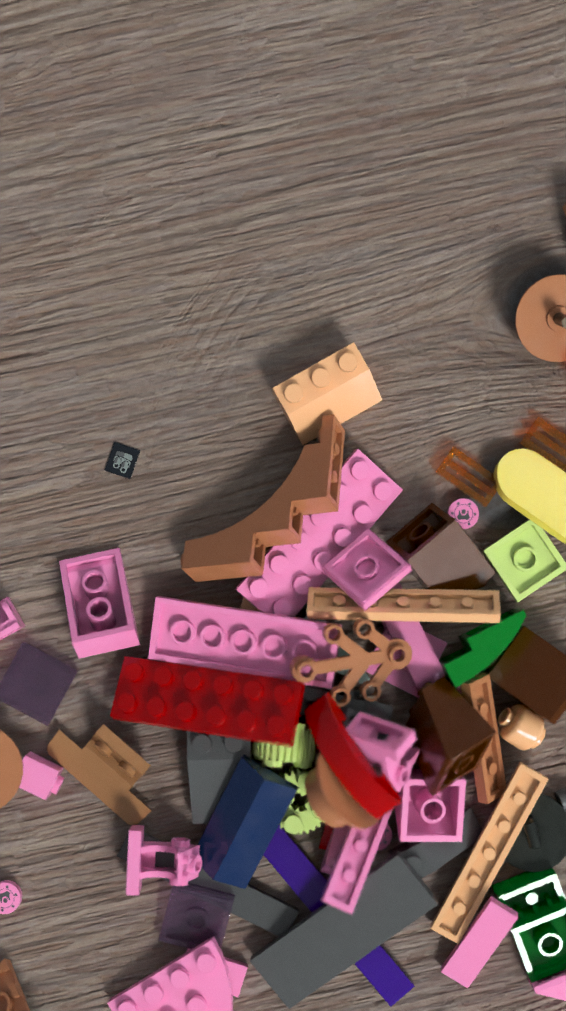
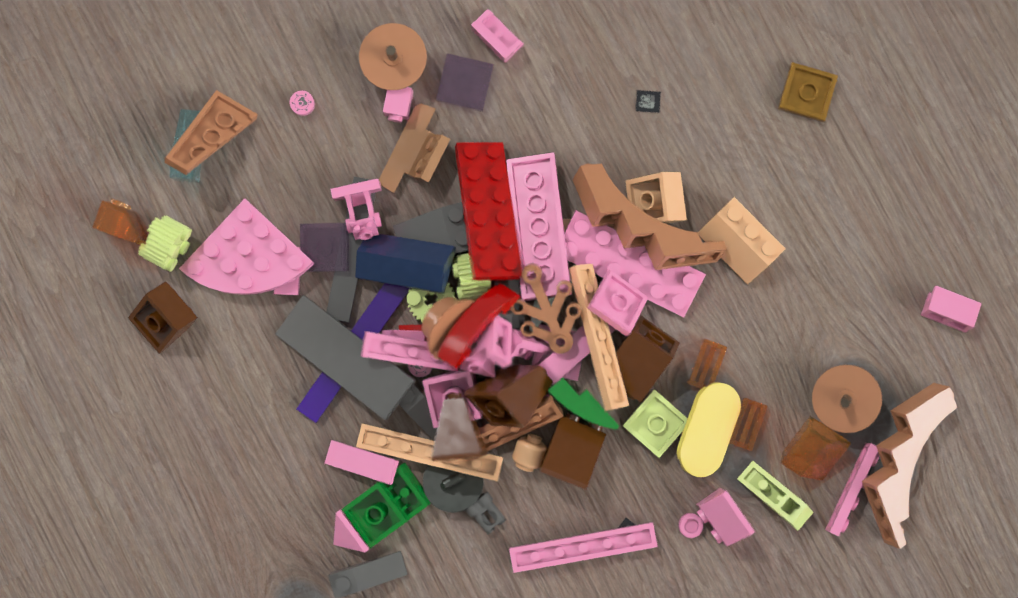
camera: 80 degrees right, 0 degrees up
(98, 603) = (537, 112): bright pink slope -> none
(164, 260) = (807, 92): none -> pearl gold tile
(245, 481) = (659, 196): none -> light nougat slope
(391, 696) = (525, 346): none -> bright pink hinge
(464, 512) = (678, 368): bright pink tile -> none
(479, 161) = (951, 309): none -> bright pink hinge
(480, 815) = (457, 432): none -> slope

